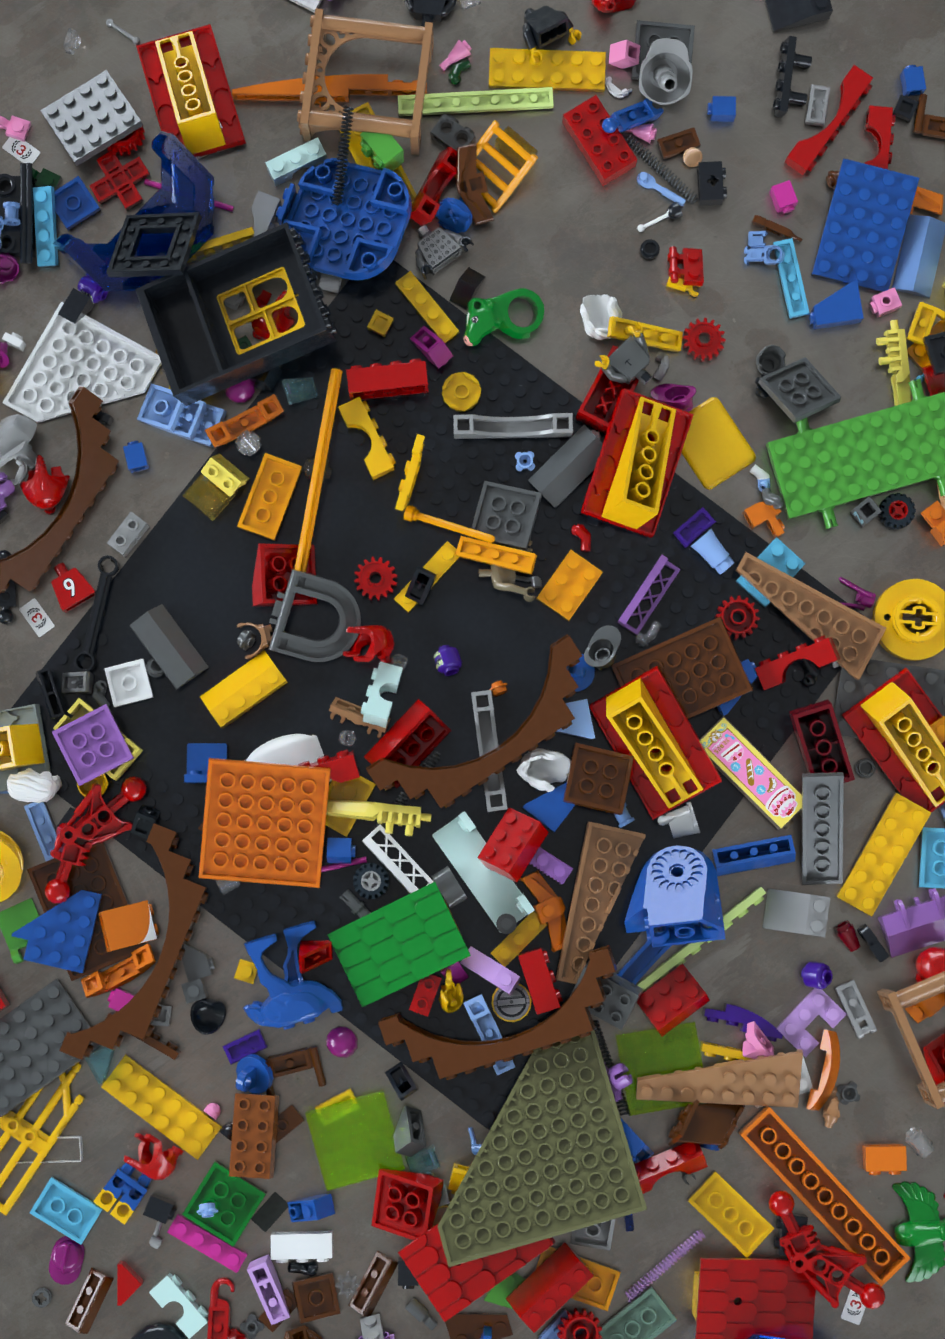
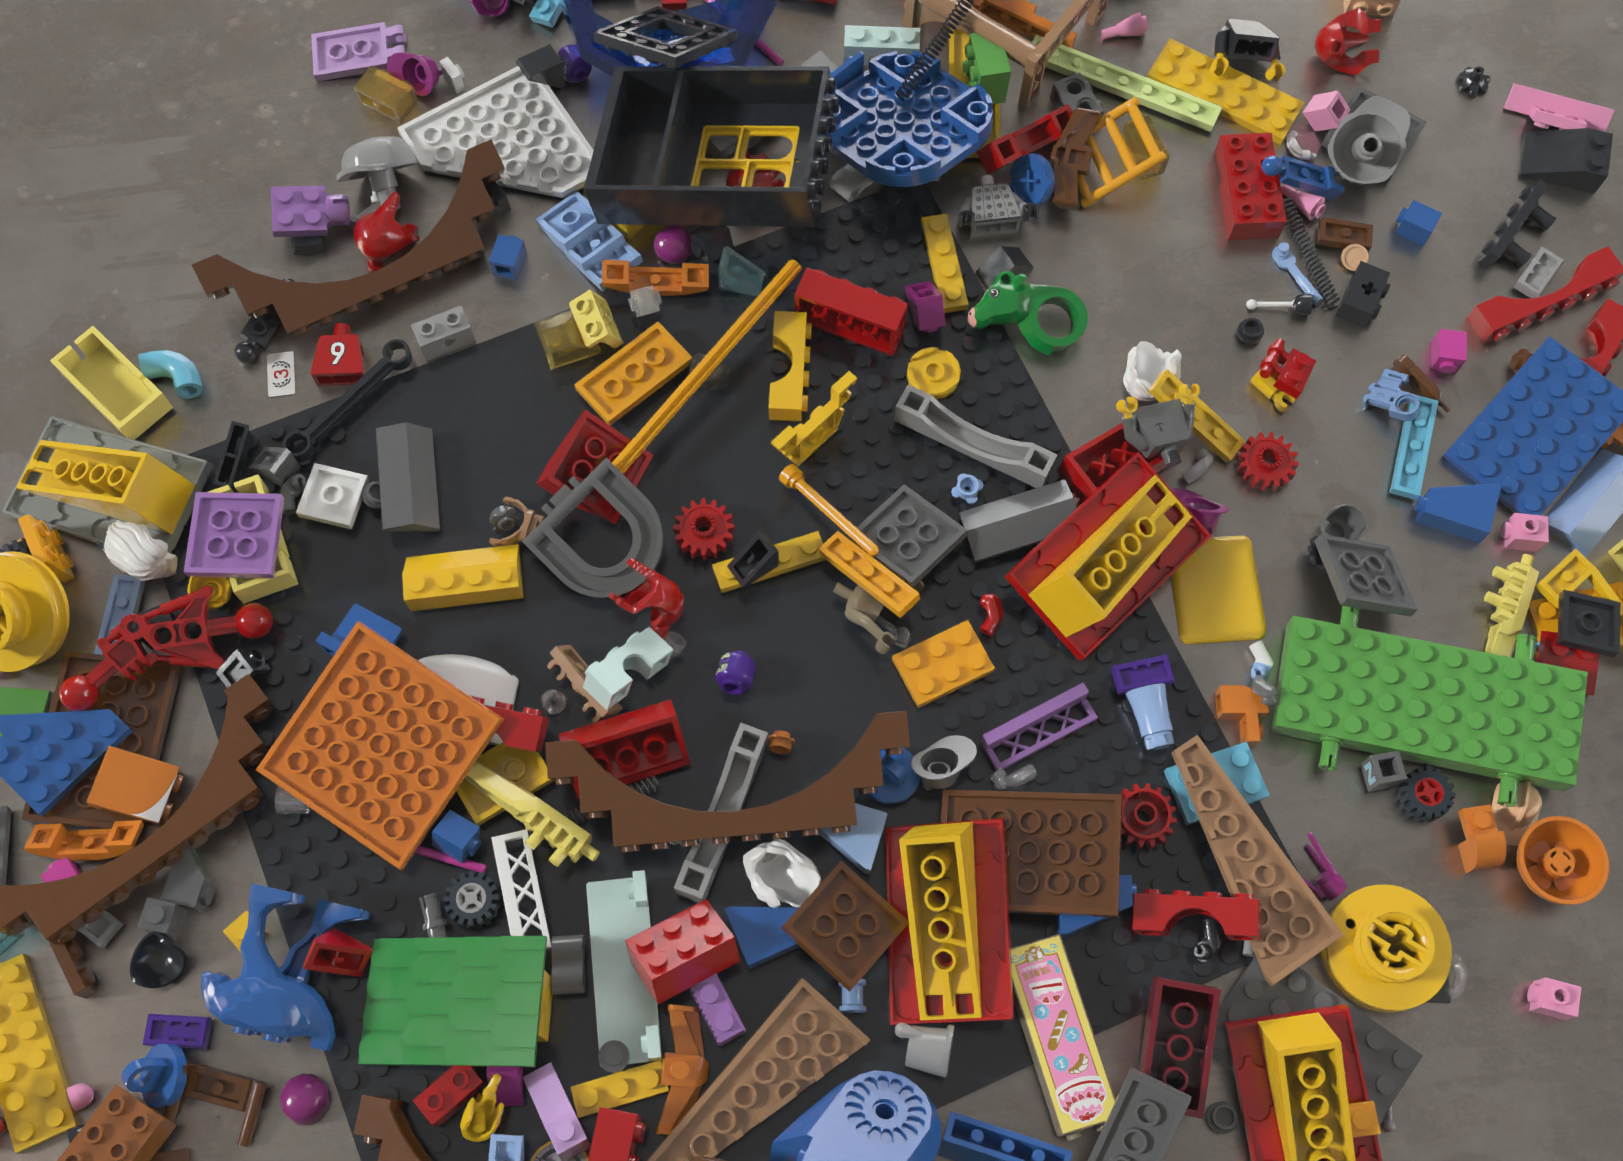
camera: 30 degrees right, 15 degrees down
(380, 323) = (879, 251): yellow plate -> none
(456, 69) = (1122, 42): dark green arm -> none

